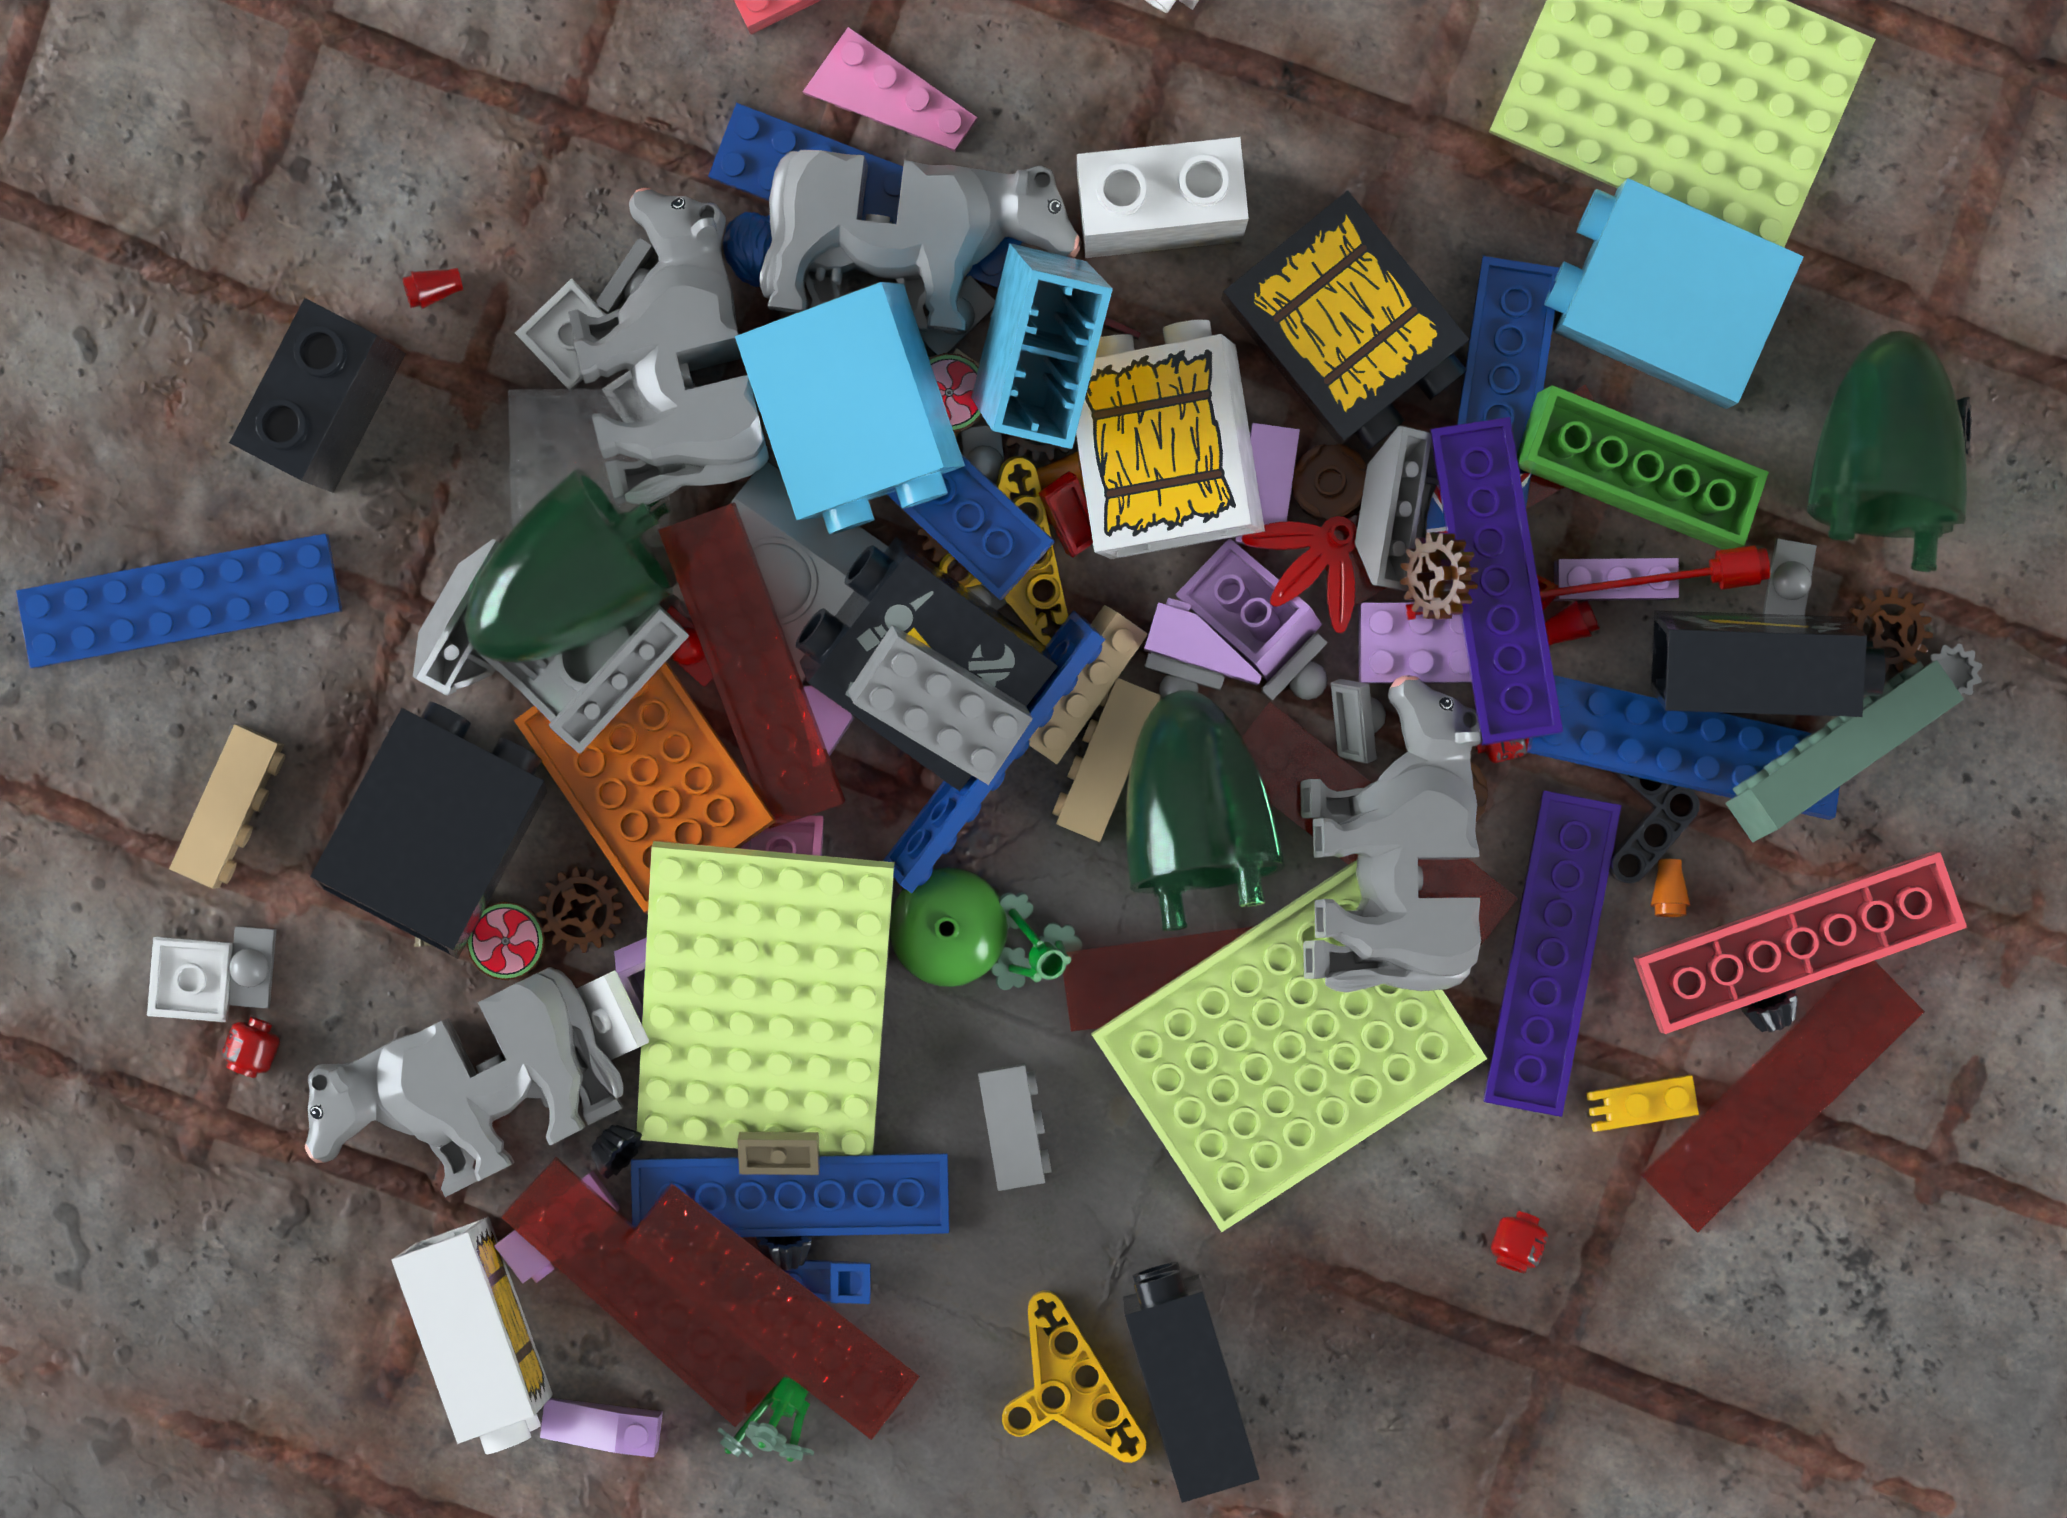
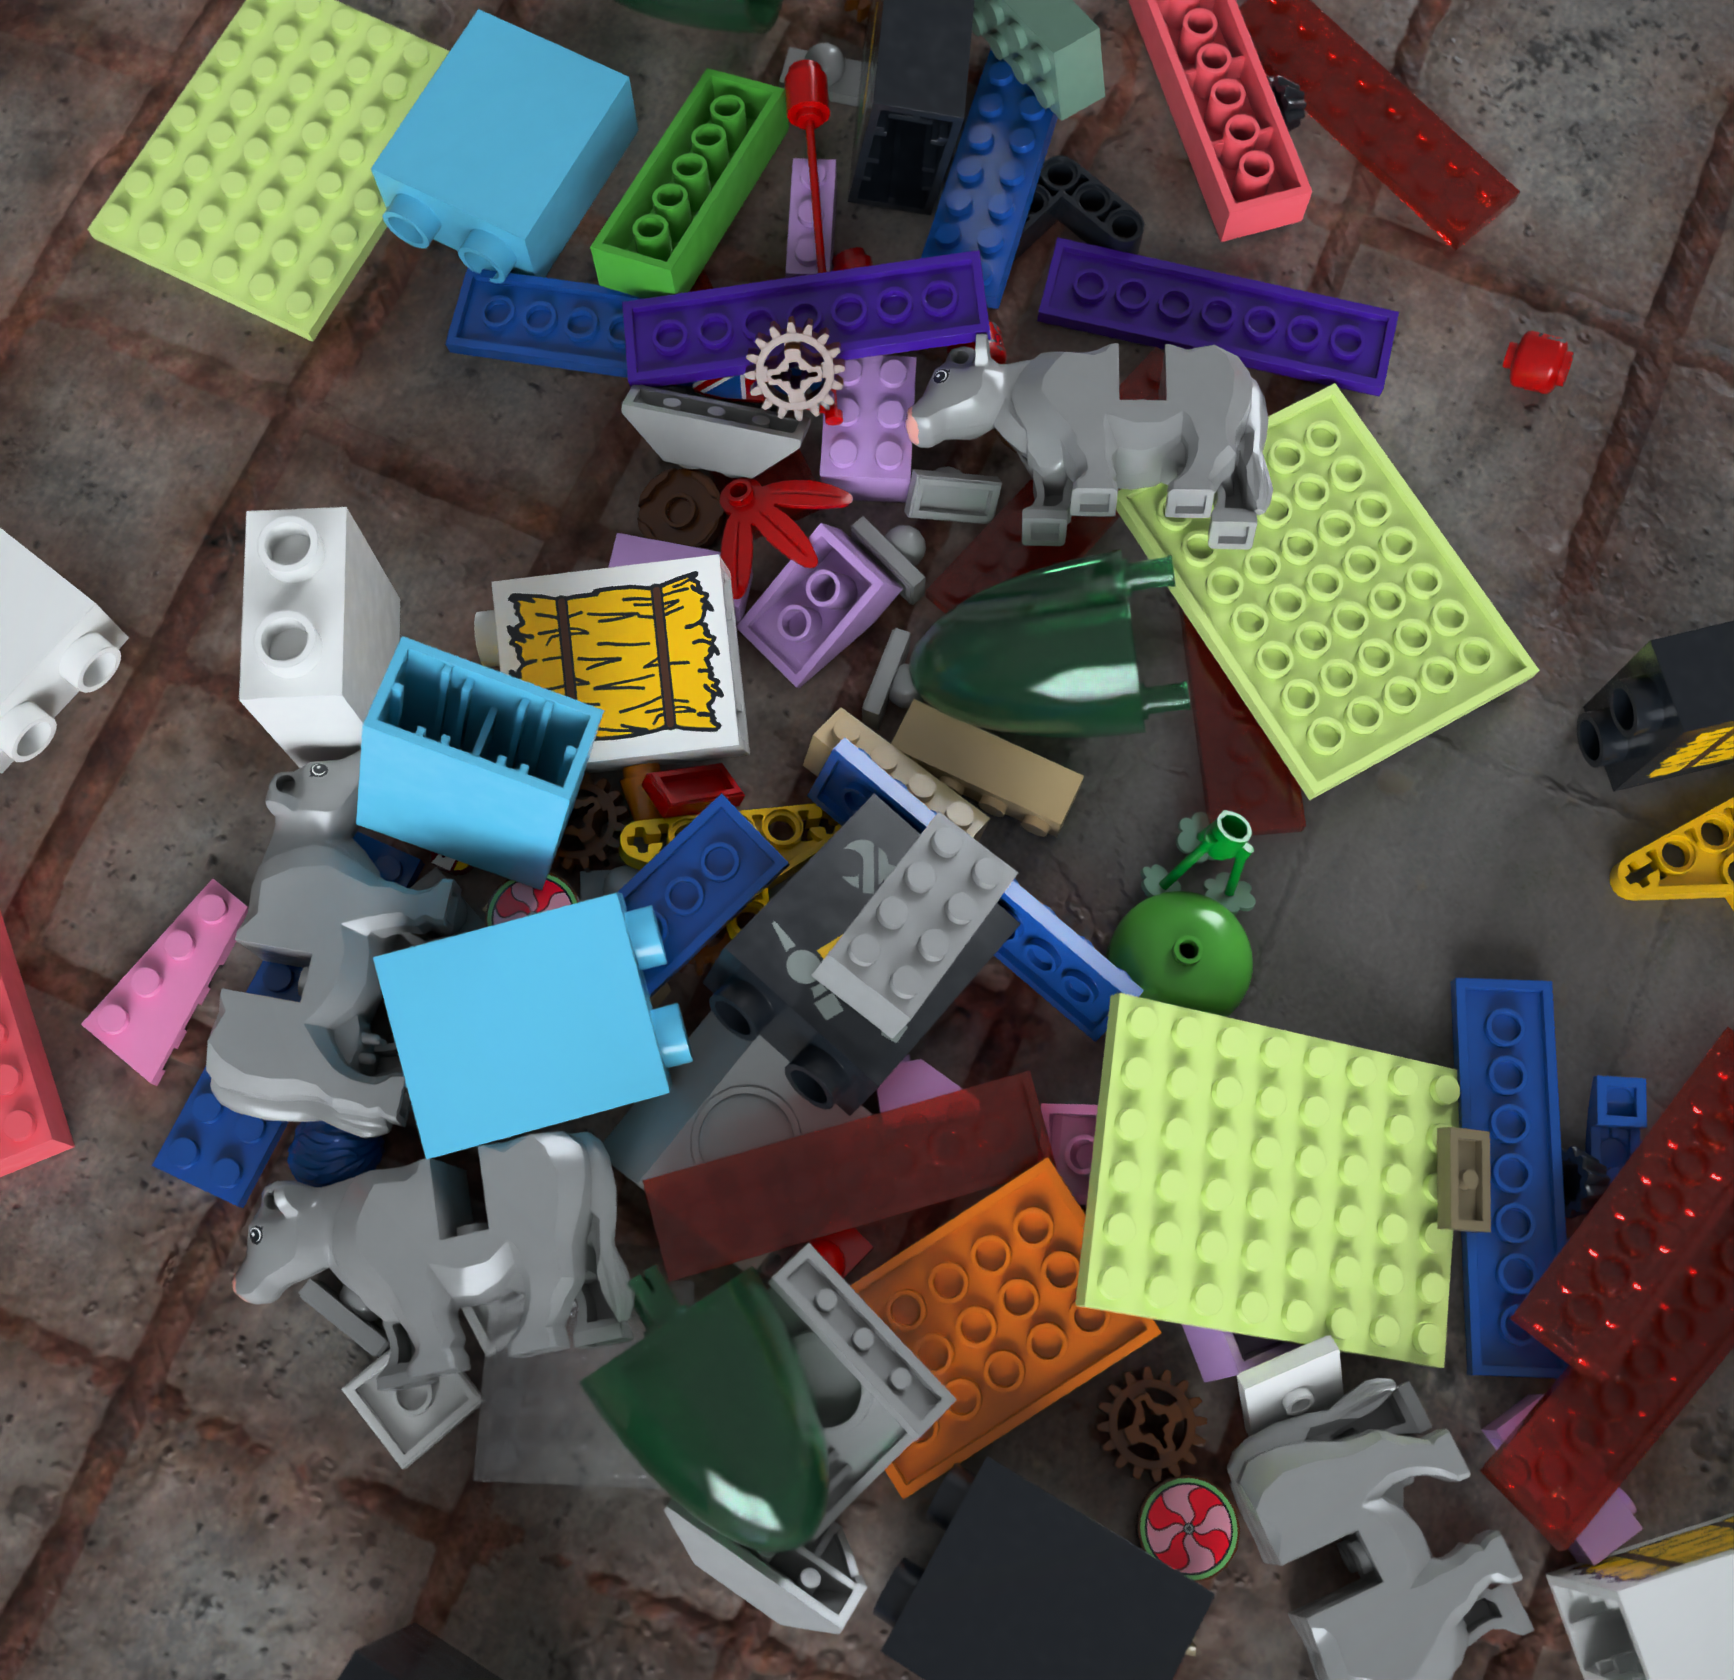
camera: 80 degrees left, 15 degrees down
(431, 286) = (329, 1581): red cone -> none
(615, 1149) = (1458, 1395): black piece -> none
(1014, 1126) = (1420, 899): light grey brick -> none
(1191, 640) = (852, 652): lavender slope -> none
(1347, 323) = (501, 474): brick -> none
(1644, 1102) = (1379, 239): yellow hinge -> none
(1670, 890) = (1152, 198): orange cone -> none

